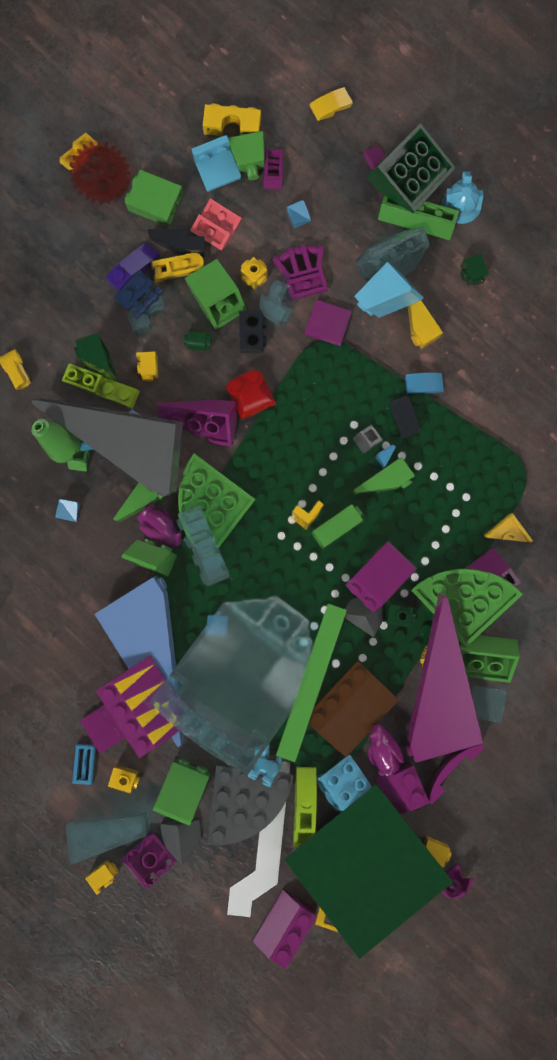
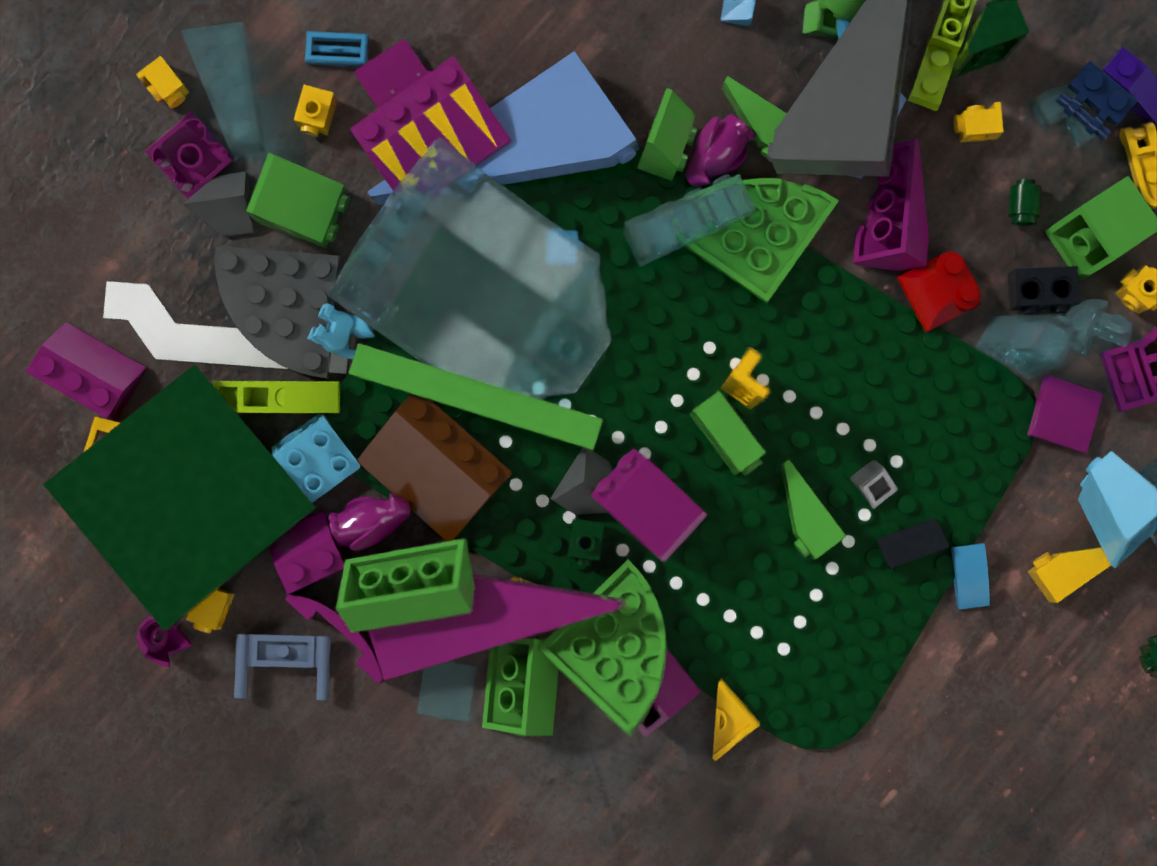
camera: 85 degrees right, 0 degrees up
(286, 342) = (1028, 342): none -> clear light blue wedge
(384, 456) = (847, 511): dark azure slope -> none
(428, 728) = (406, 586): none -> bright green slope
(463, 806) = (282, 651): none -> sand blue plate

